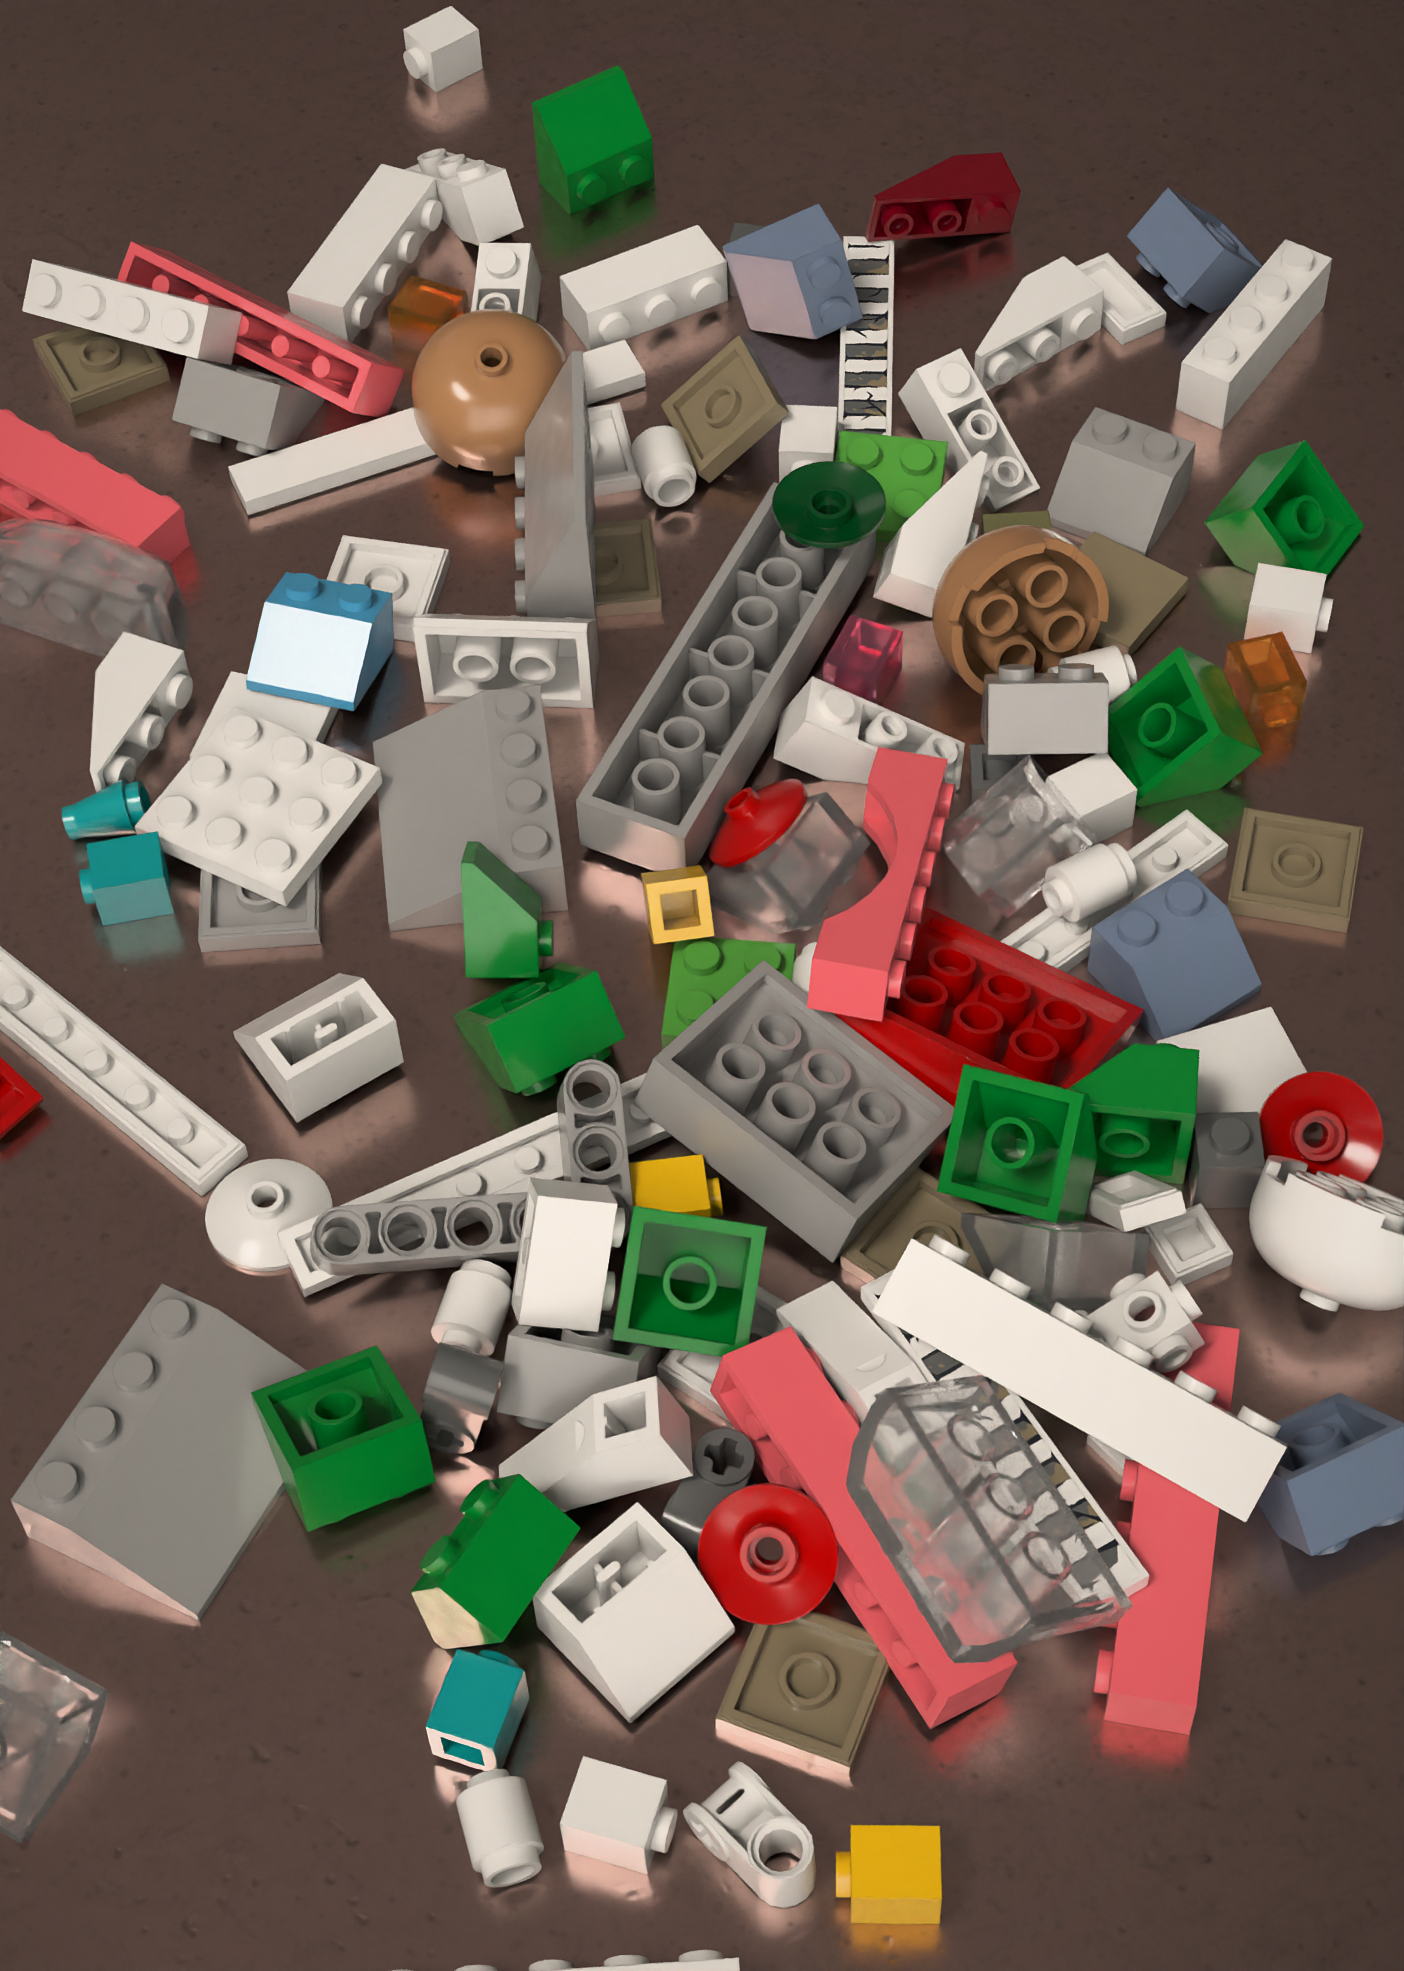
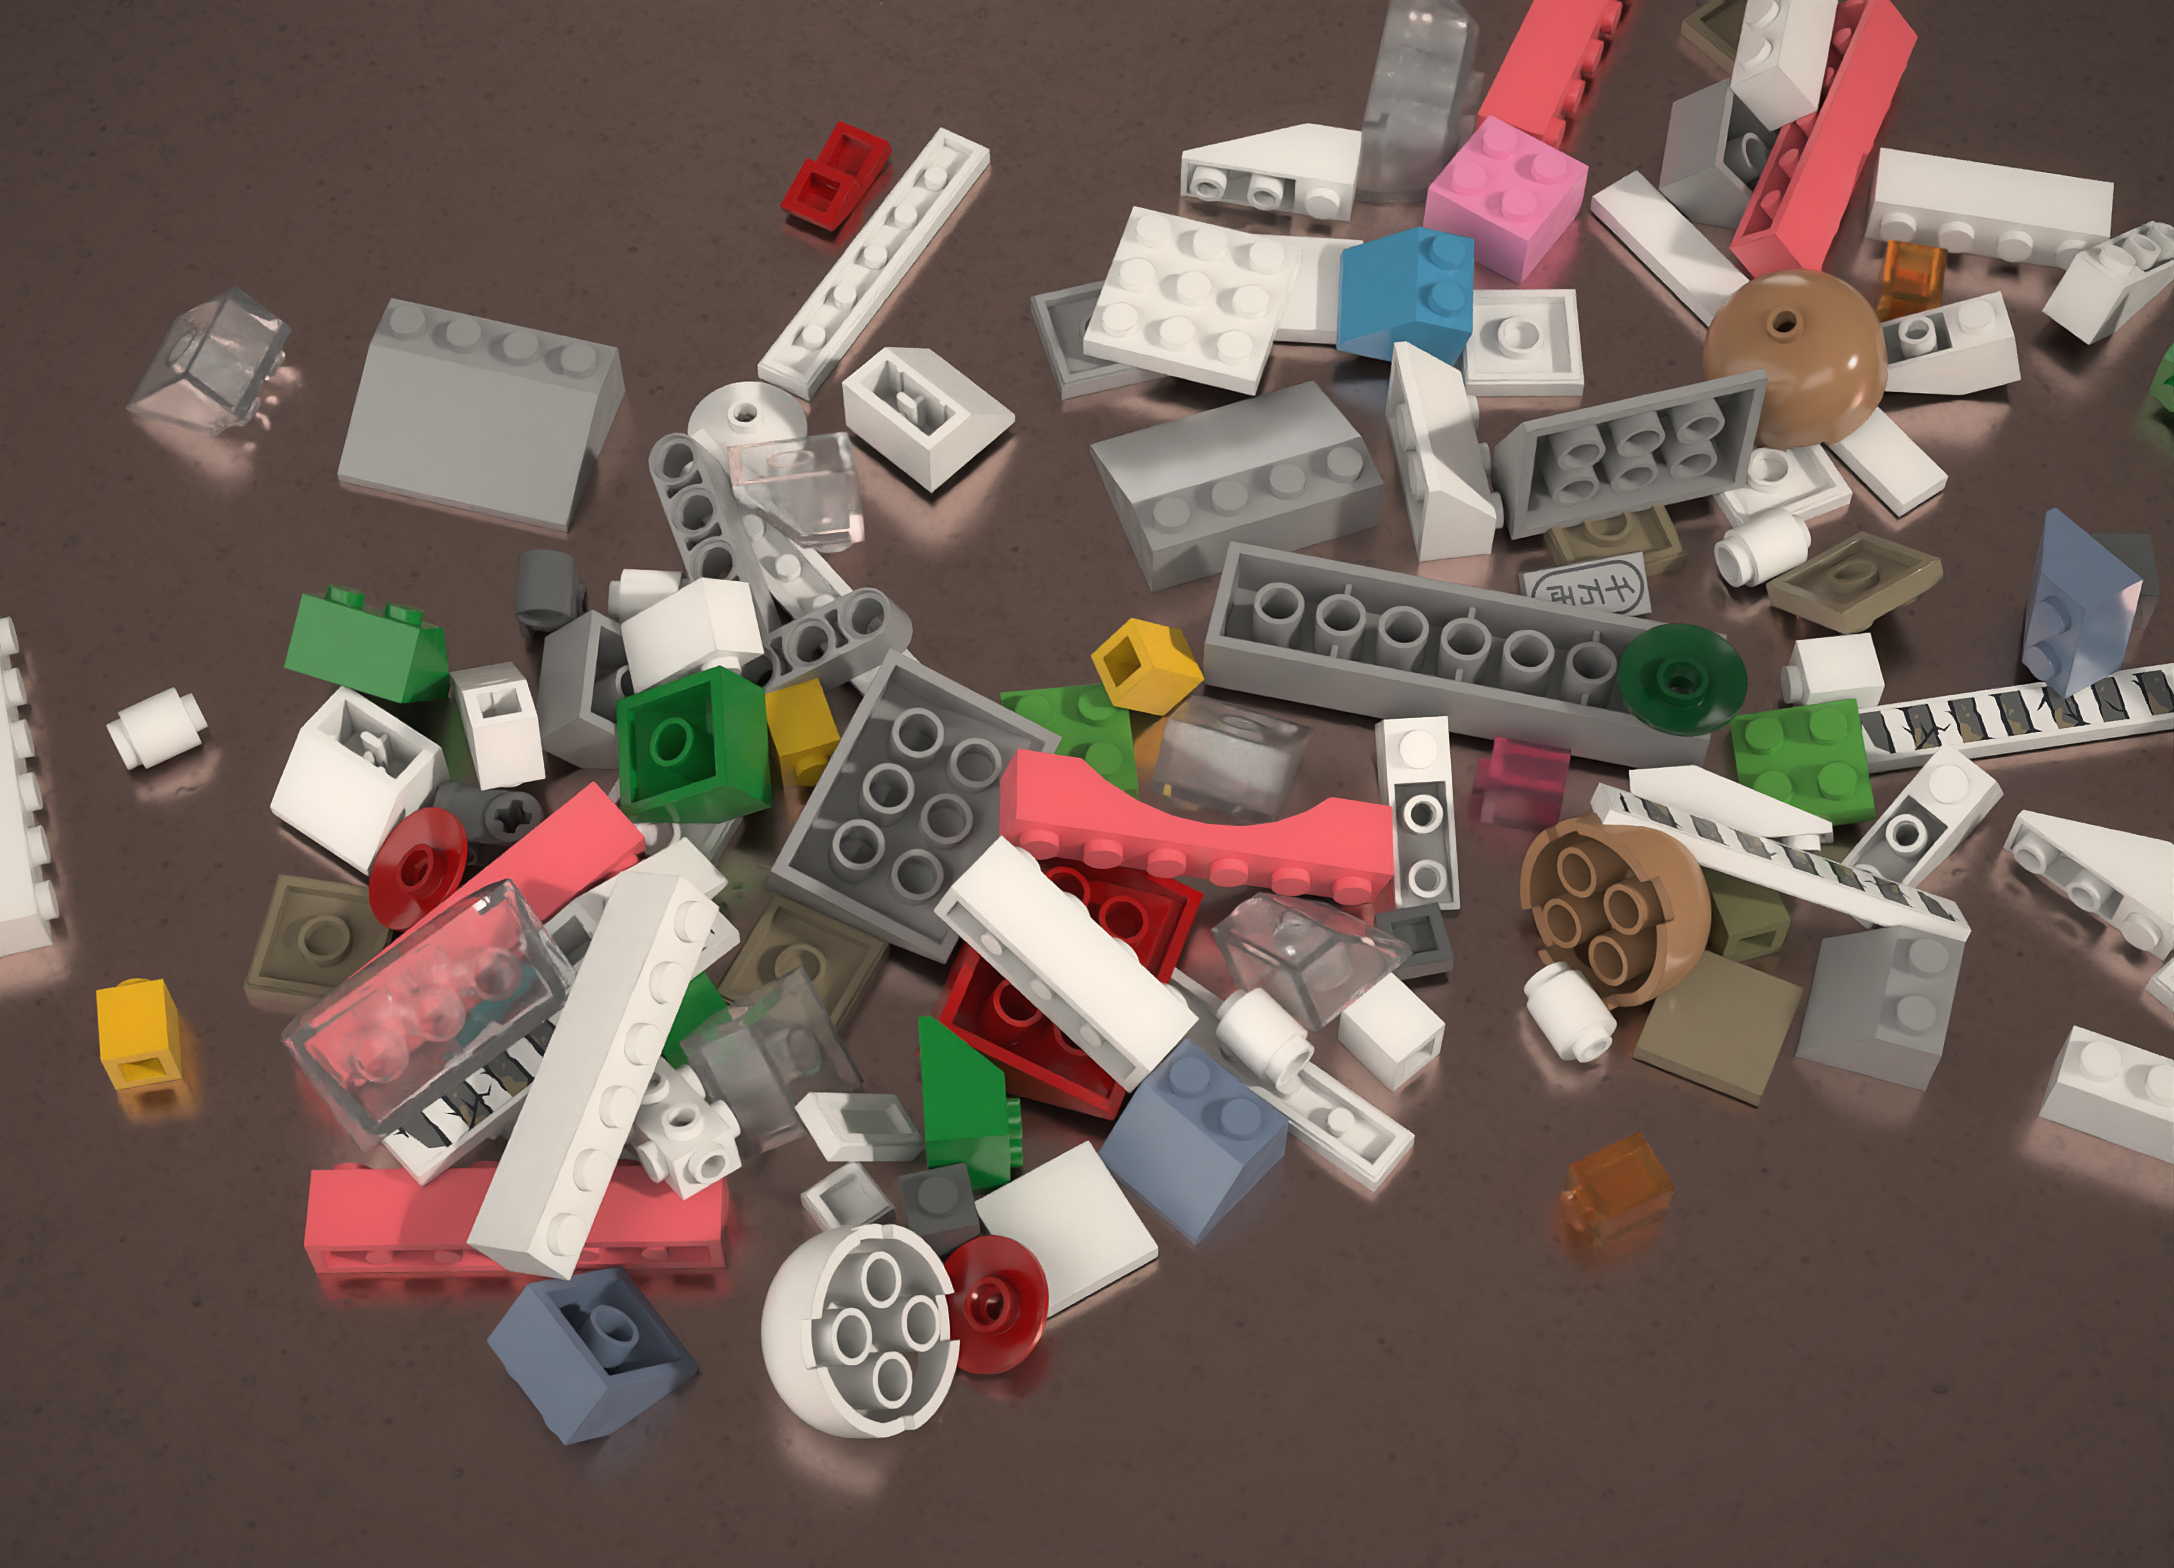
camera: 75 degrees right, 5 degrees up
(108, 811) = (1161, 186): teal cone -> none
(127, 879) = (1082, 223): teal brick -> none
(230, 554) = (1507, 197): none -> bright pink brick
(344, 1437) = (492, 513): green slope -> none
(397, 1131) = (802, 488): none -> clear slope
(478, 1709) = (251, 686): teal brick -> none
(501, 919) = (1086, 514): green slope -> none
(541, 1027) = (982, 586): green slope -> none
(617, 1815) = (174, 811): white brick -> none
(644, 288) = (2026, 468): white brick -> none
(671, 584) = (1602, 583): none -> light grey tile
(746, 1827) = (175, 914): white piece -> none
(756, 821) = (1273, 716): red dish -> none
(1007, 495) = (1786, 867): none -> white tile
(1012, 992) = (1066, 963): none -> white brick
(1020, 1146) = (873, 1006): green slope -> none
(1045, 710) = (1465, 953): light grey slope -> none
(1180, 730) = (1519, 1112): green slope -> none
(1285, 514) = (1881, 1190): green slope -> none
(1288, 603) = (1739, 1201): white brick -> none
(1295, 870) = (1364, 1259): dark tan tile -> none

